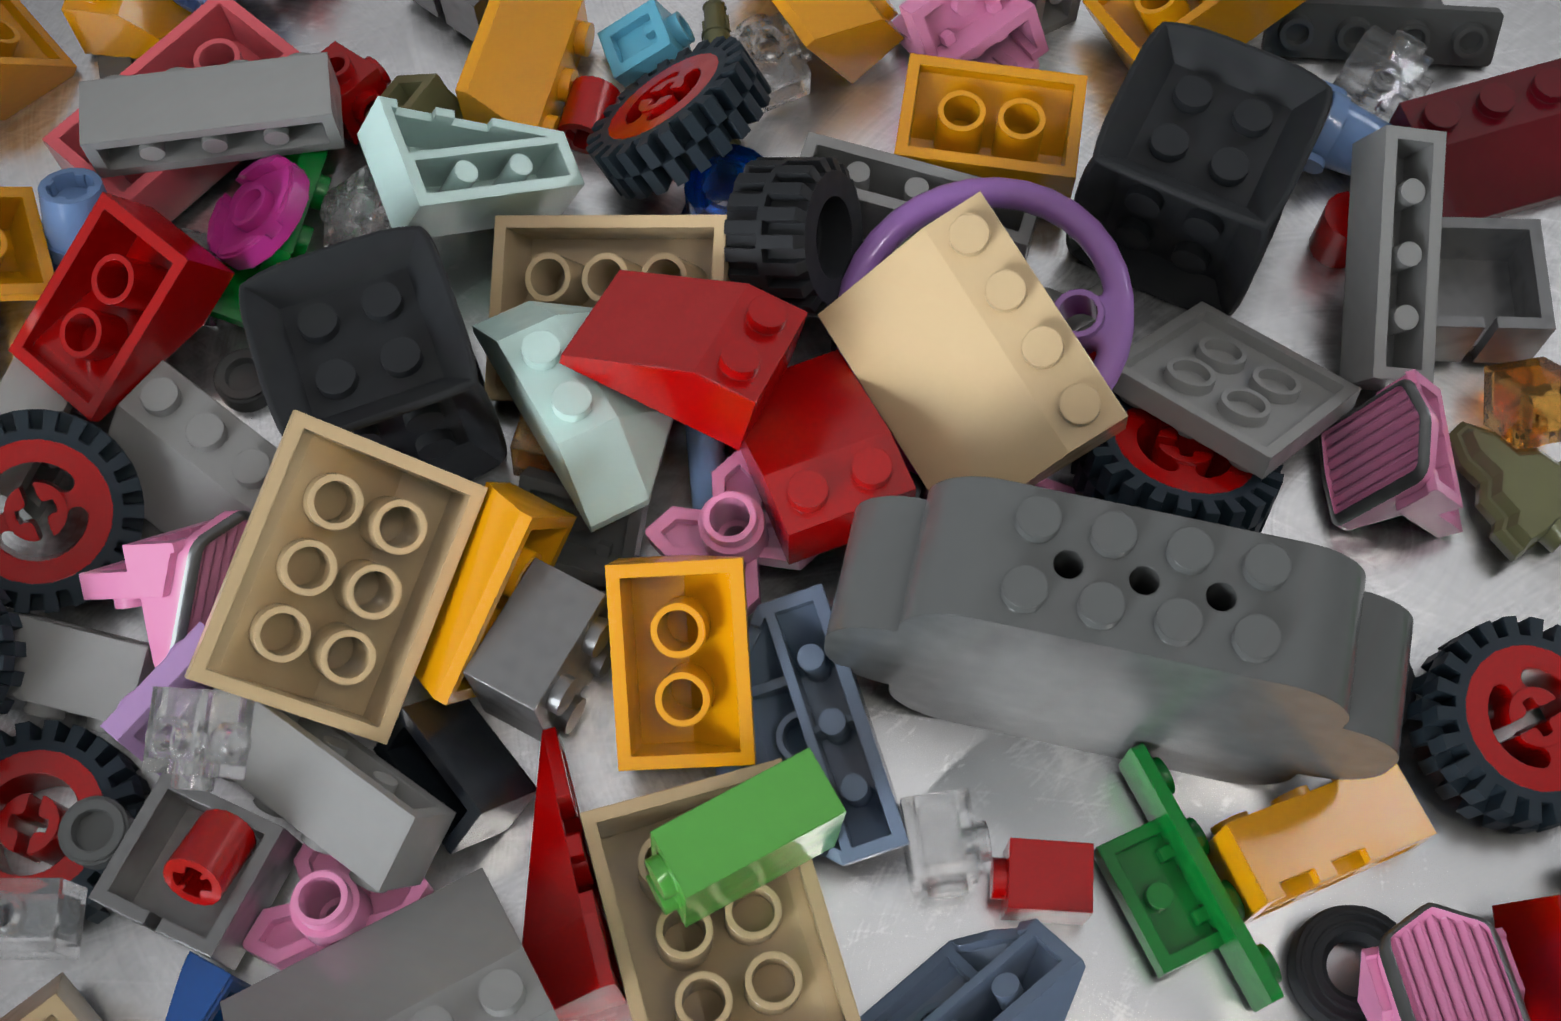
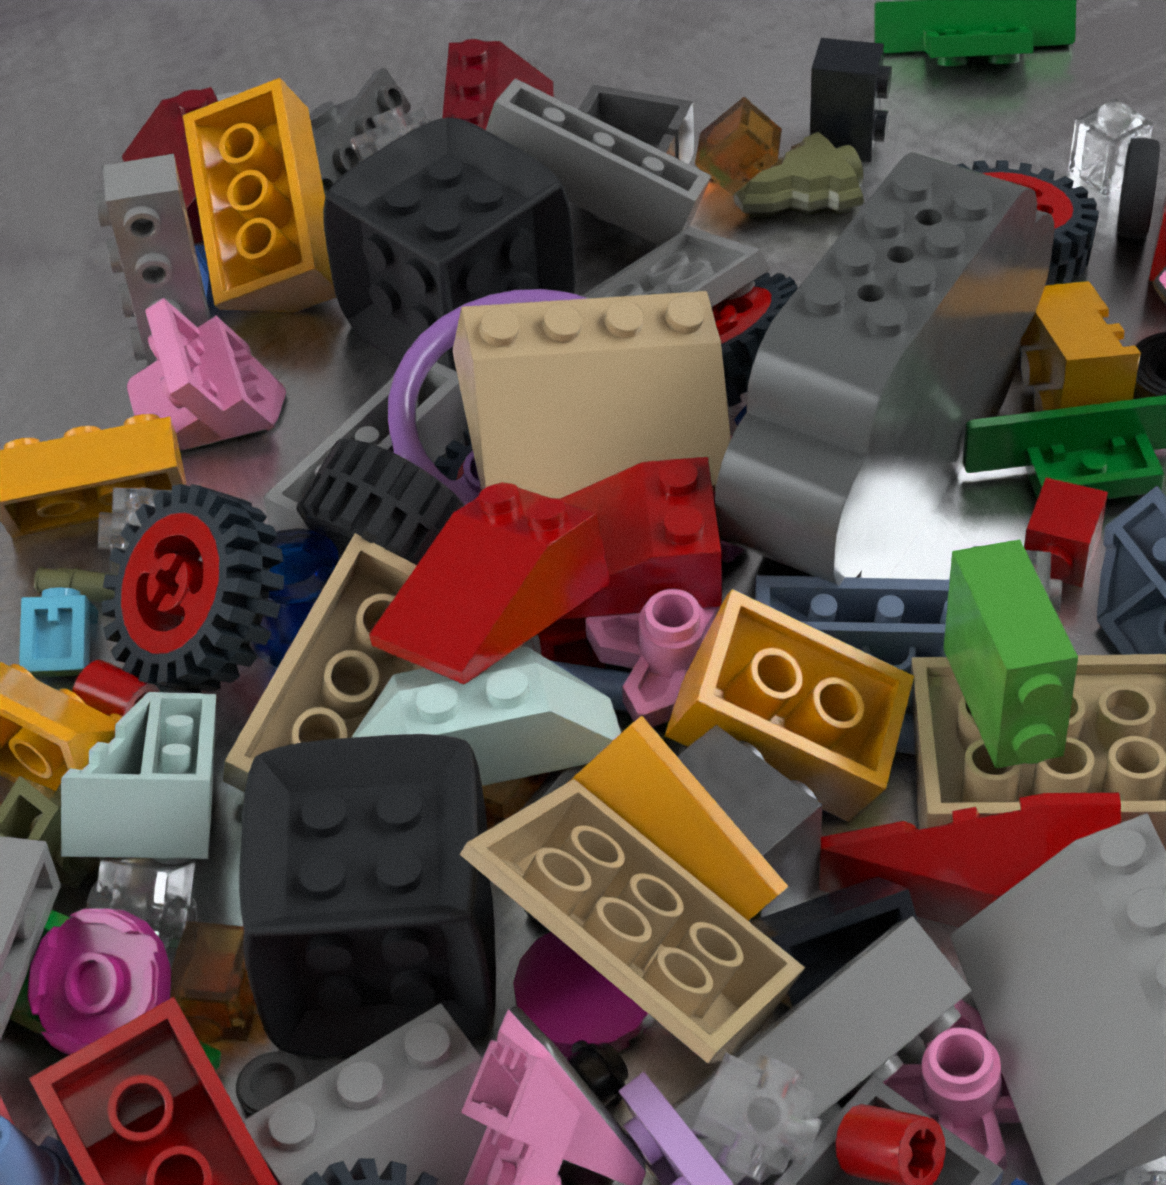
camera: 70 degrees left, 20 degrees down
(993, 120) = (313, 381): light orange slope -> none
(1393, 460) = (767, 208): bright pink piece -> none

